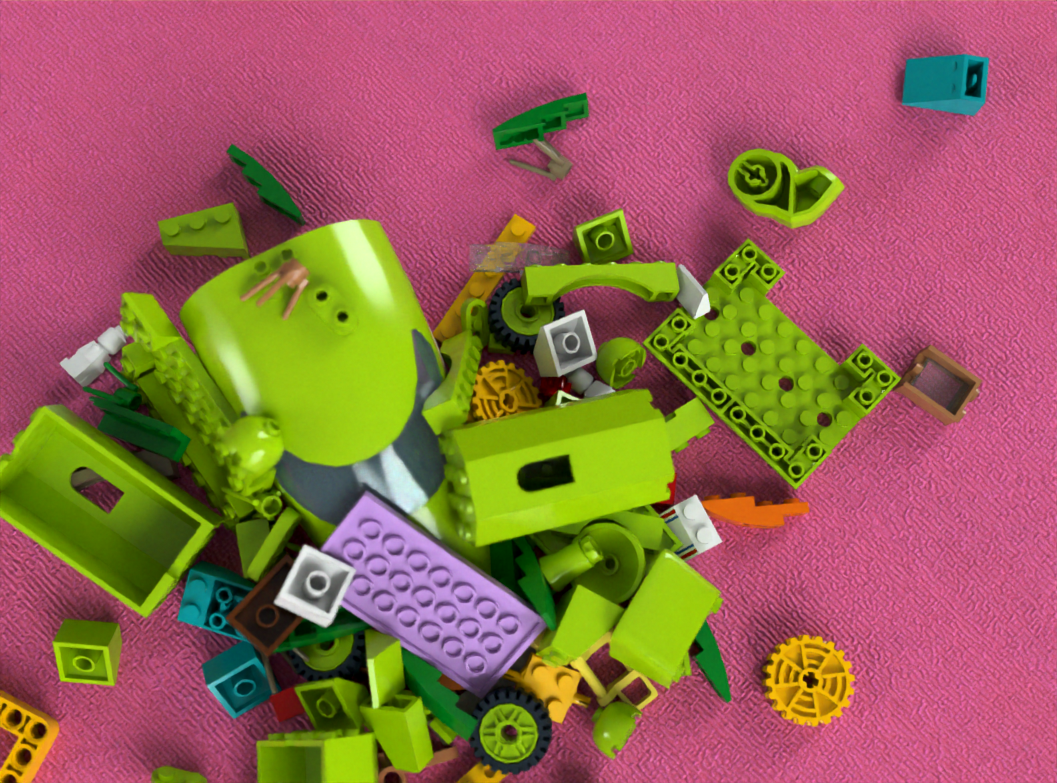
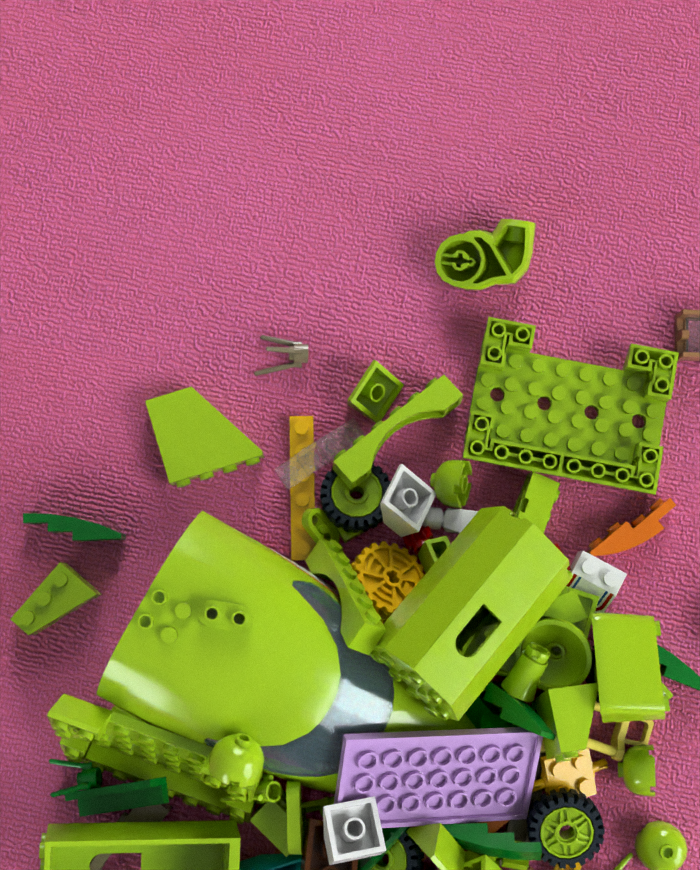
camera: 30 degrees left, 5 degrees up
(89, 359) = (35, 763): white piece -> none
(290, 273) = (177, 612): medium nougat plant -> none
(422, 180) = (197, 438): none -> lime slope
(540, 120) = (254, 332): green slope -> none
(691, 294) = (473, 391): white slope -> none
(946, 83) = (558, 81): teal slope -> none

